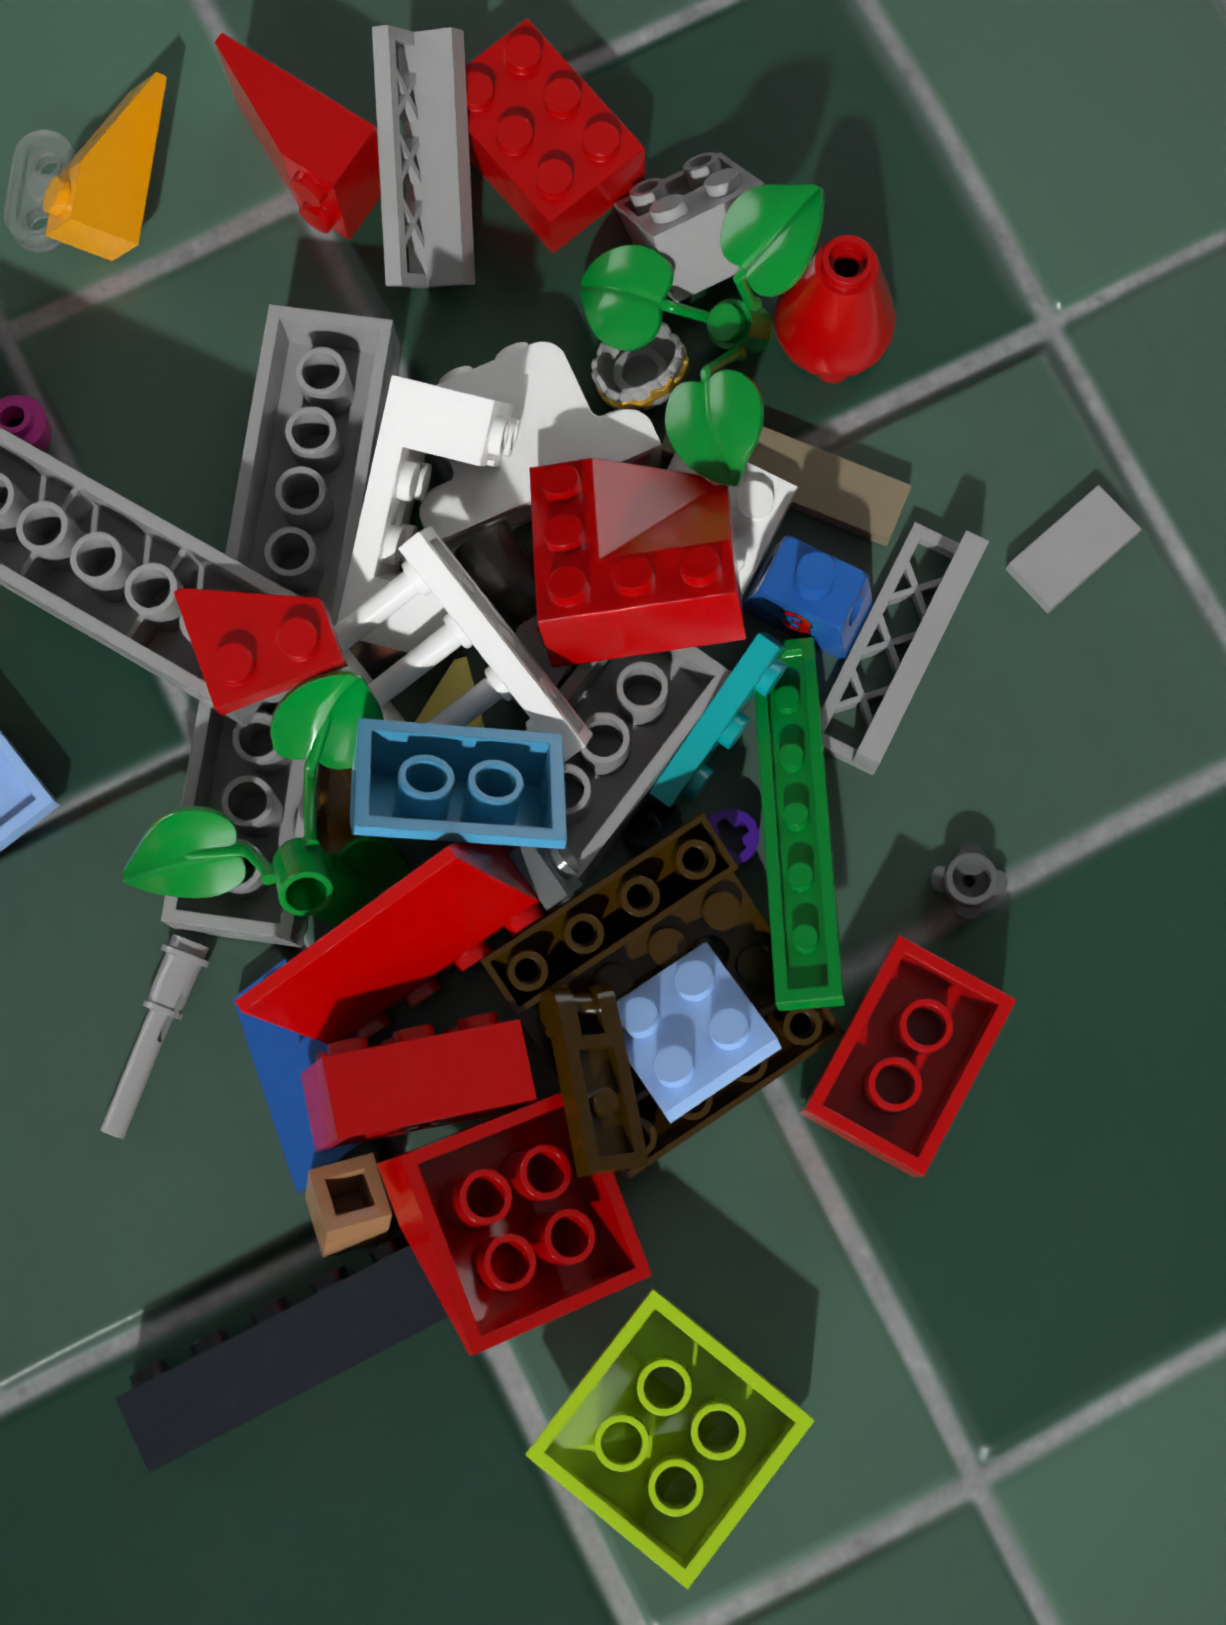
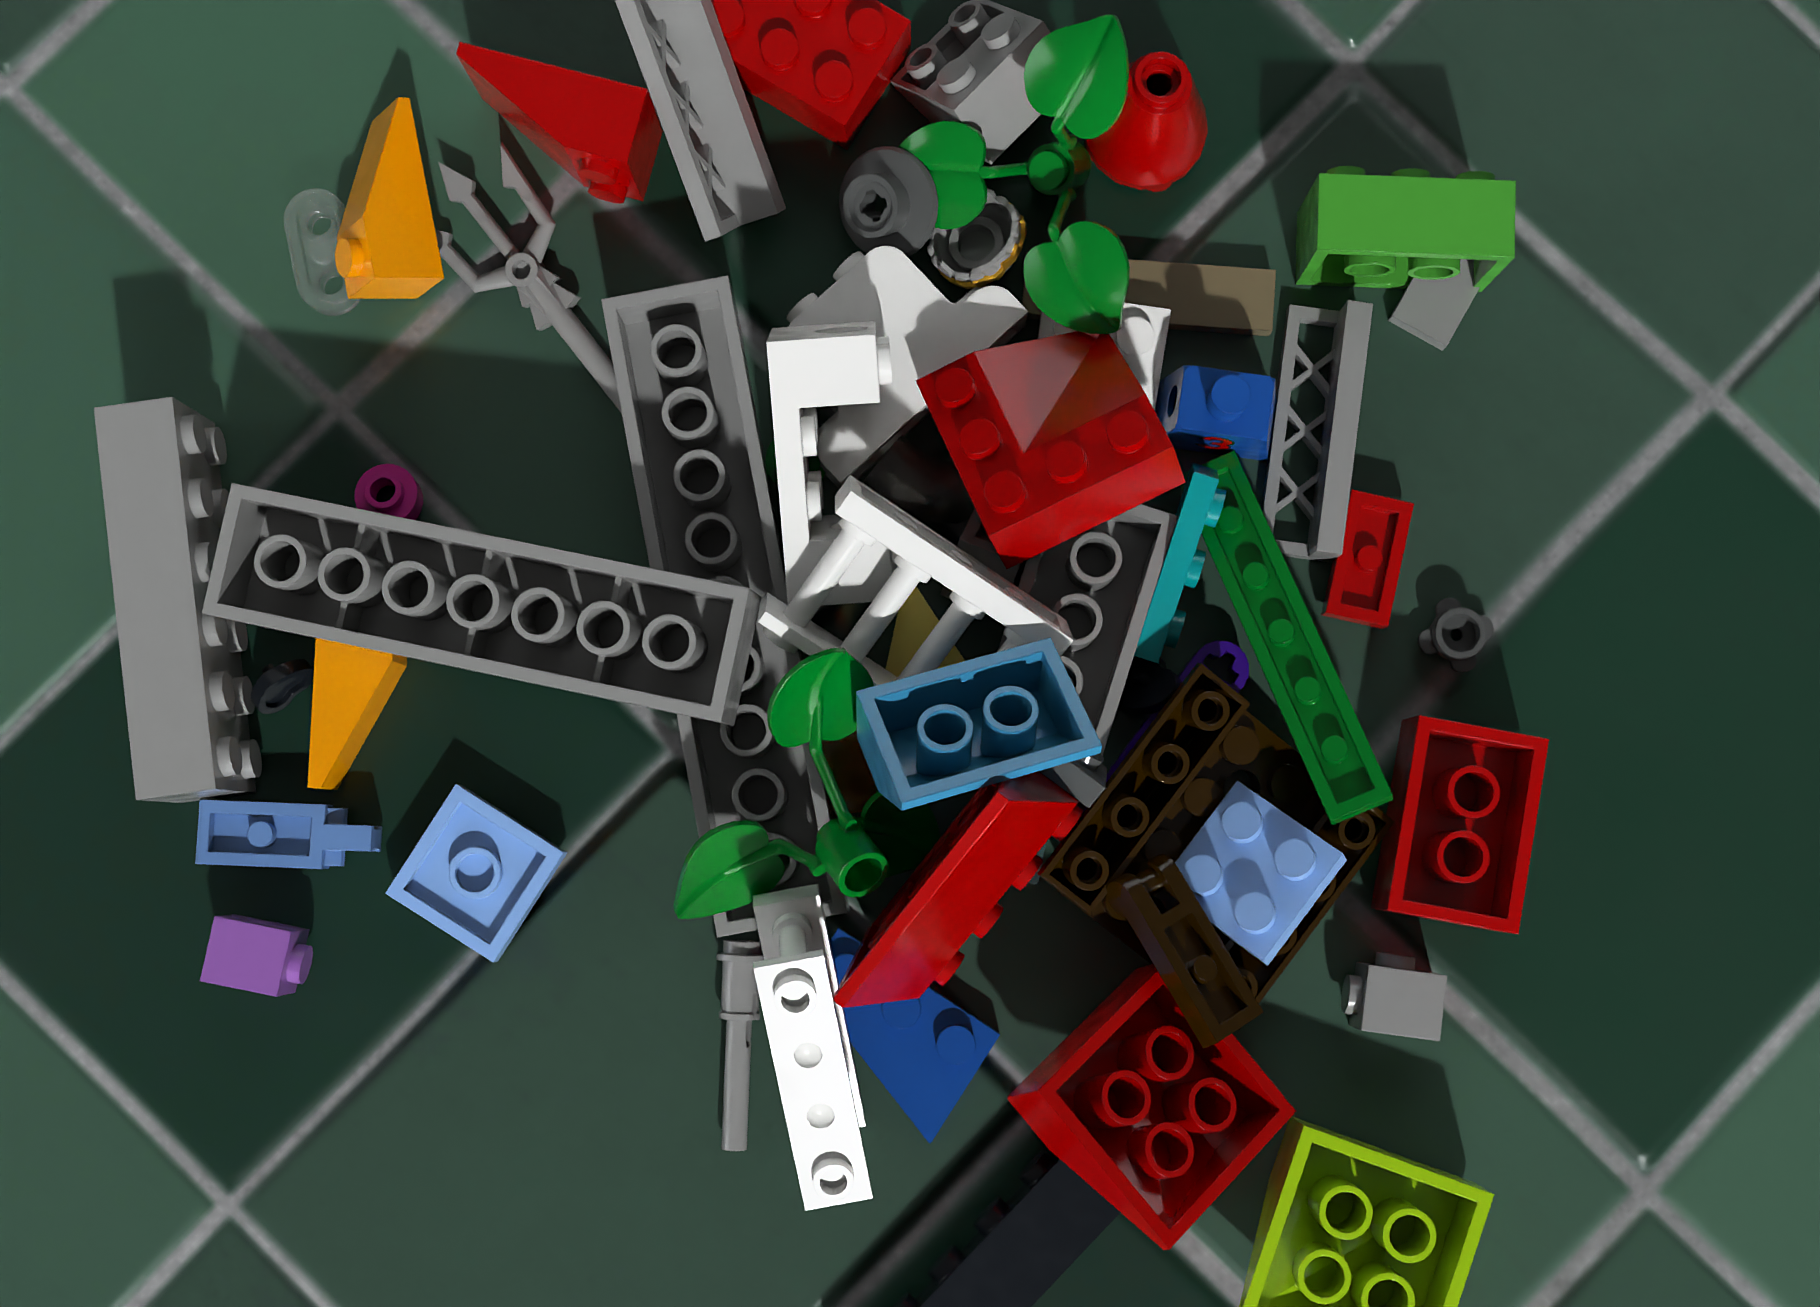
camera: 20 degrees left, 5 degrees up
(205, 1048) = (811, 1047): none -> white fence
(222, 281) = (535, 284): none -> light grey piece
(257, 643) = (730, 649): red wing -> none
(348, 1205) = (986, 1141): medium nougat brick -> none
(416, 1081) = (1016, 1009): red brick -> none
(587, 310) = (908, 194): none -> dark grey piece
(789, 1203) = (1395, 998): none -> light grey brick
(907, 781) = (1368, 571): none -> red plate
(1039, 479) = (1403, 228): none -> bright green brick

